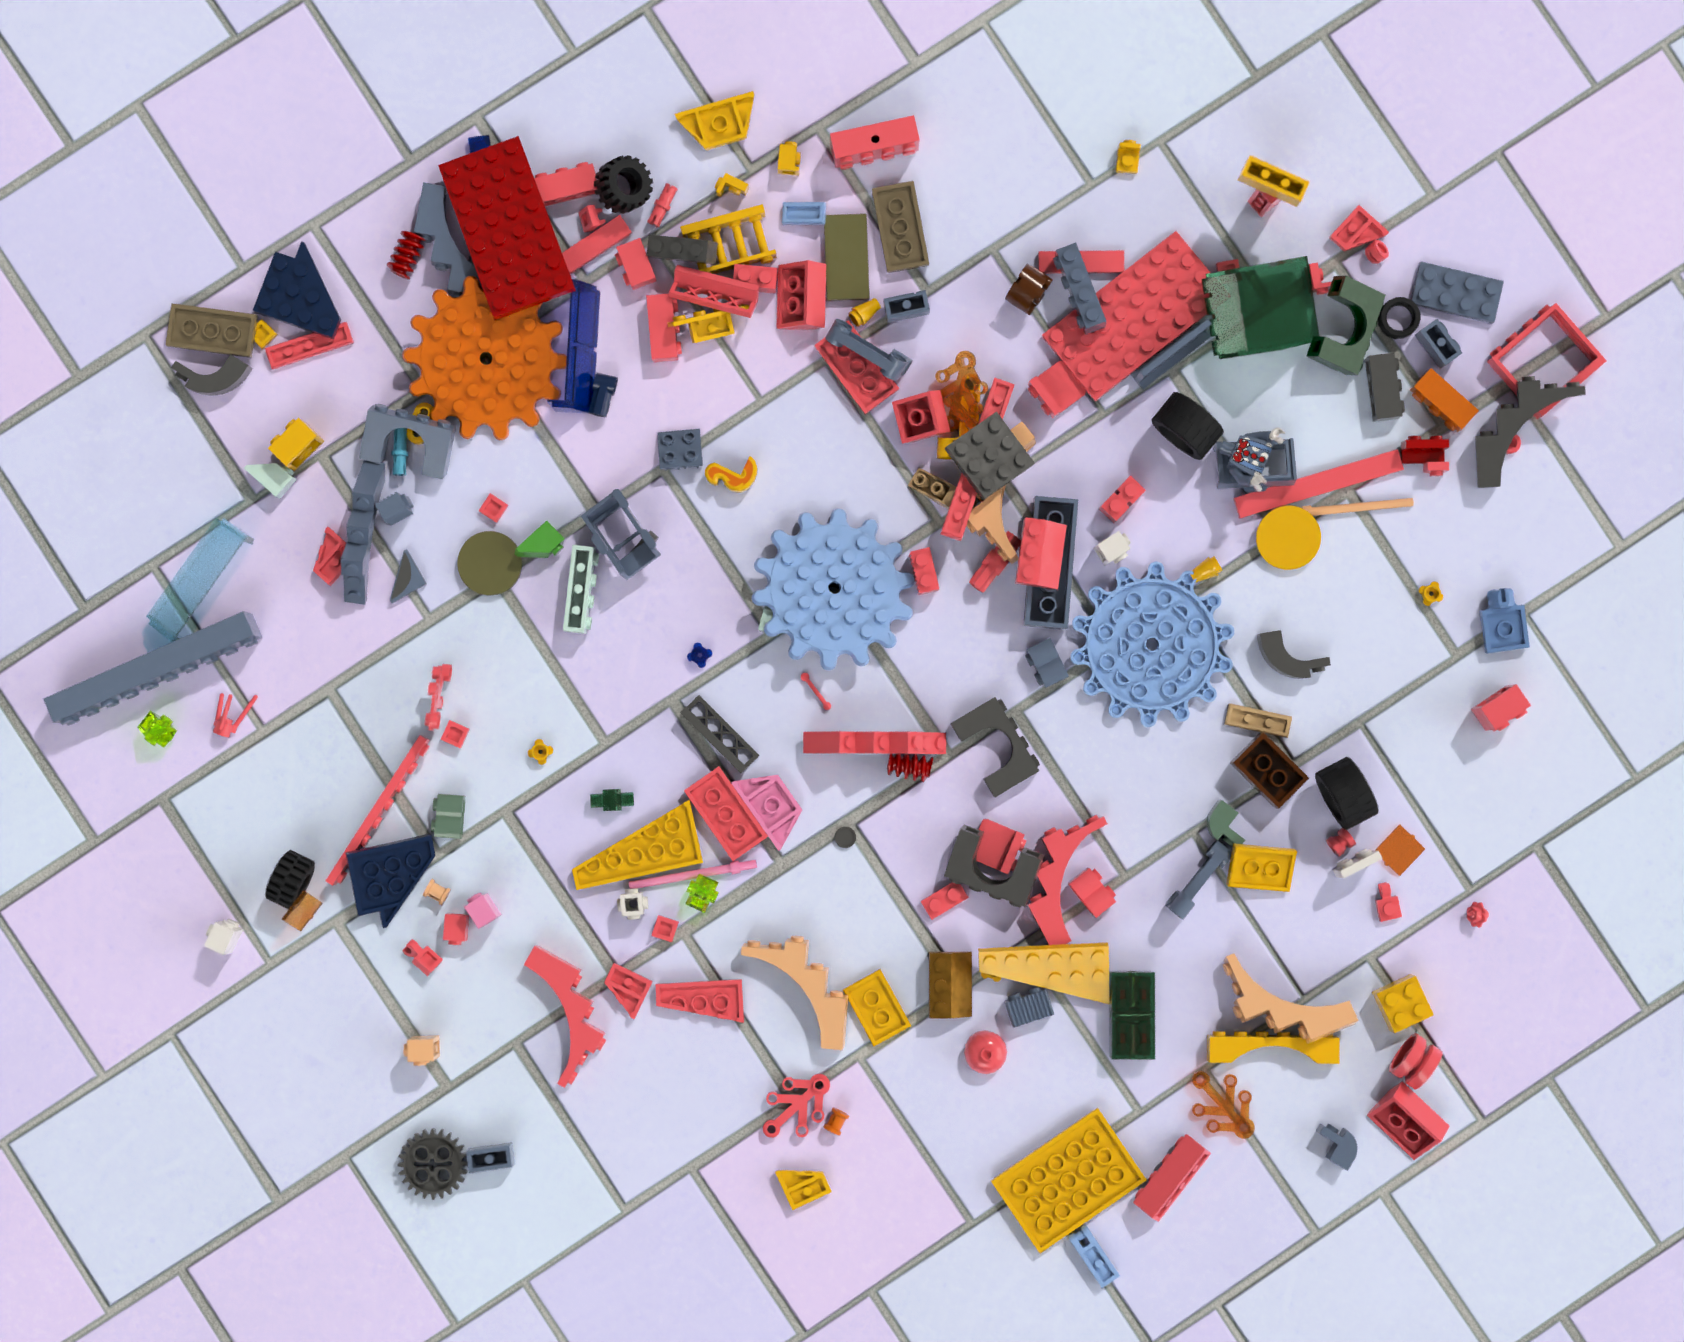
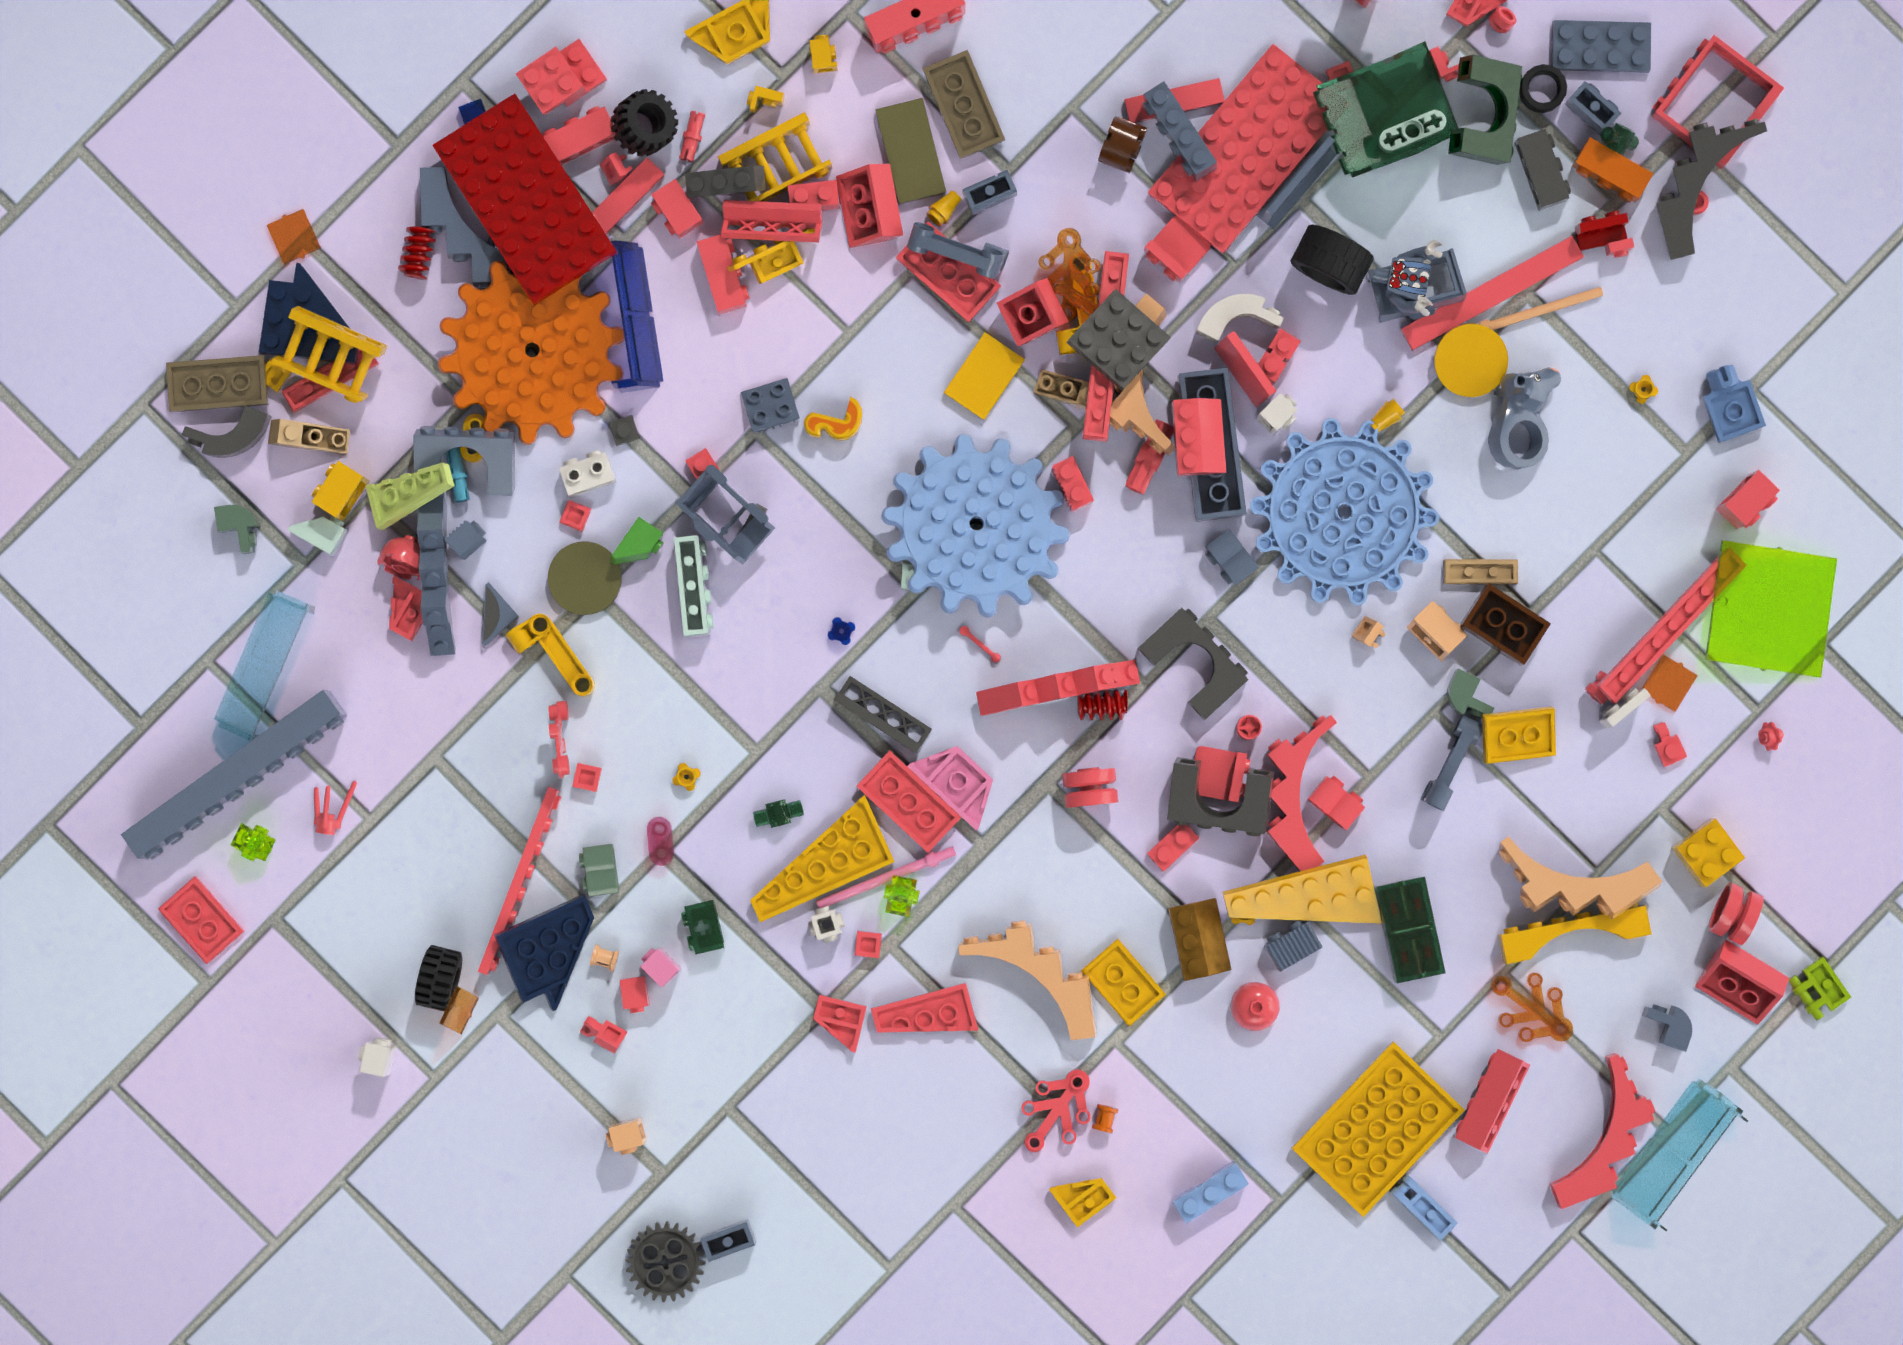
camera: 10 degrees left, 0 degrees up
(99, 786) = (201, 920): none -> coral tile
(205, 450) = (237, 518): none -> sand green brick
(280, 392) = (308, 436): none -> tan slope
(304, 218) = (293, 236): none -> clear orange piece
(312, 304) = (325, 330): none -> yellow fence
(335, 511) = (401, 557): none -> coral cylinder
(348, 459) = (403, 495): none -> yellowish green wing
(452, 617) = (556, 647): none -> yellow piece
(503, 801) = (660, 841): none -> clear pink plate
(510, 474) = (587, 473): none -> white brick
(534, 894) = (708, 913): none -> clear green brick
(550, 444) = (624, 430): none -> dark grey plate
(561, 130) = (561, 76): none -> coral bracket
(561, 978) = (764, 1023): coral arch -> none
(604, 388) = (670, 357): dark blue piece -> none
(610, 483) = (699, 462): none -> coral plate
(804, 213) = (852, 112): light blue tile -> none
(845, 837) = (1047, 800): dark grey piece -> none
(868, 462) = (984, 376): none -> yellow tile
(883, 834) = (1090, 787): none -> coral wheel
(912, 1205) = (1211, 1192): none -> light blue arch
(1030, 811) = (1248, 727): none -> coral wheel
(1093, 504) = (1245, 369): none -> coral tile
(1095, 449) = (1233, 307): none -> white arch
(1151, 751) = (1368, 631): none -> light nougat tile
(1210, 763) = (1437, 630): none -> light nougat brick
(1278, 658) = (1489, 498): dark grey arch -> none
(1285, 1212) = (1626, 1112): none -> coral arch
(1295, 332) = (1431, 130): none -> light aqua beam
(1319, 1254) = (1675, 1152): none -> clear light blue piece
(1325, 580) = (1522, 399): none -> sand blue animal
(1346, 793) = (1596, 631): black tyre -> none
(1412, 801) = (1660, 636): none -> coral plate
(1456, 374) = (1619, 138): none -> clear green axle
(1479, 1136) = (1825, 983): none -> lime plate
(1500, 805) = (1771, 609): none -> clear neon green piece

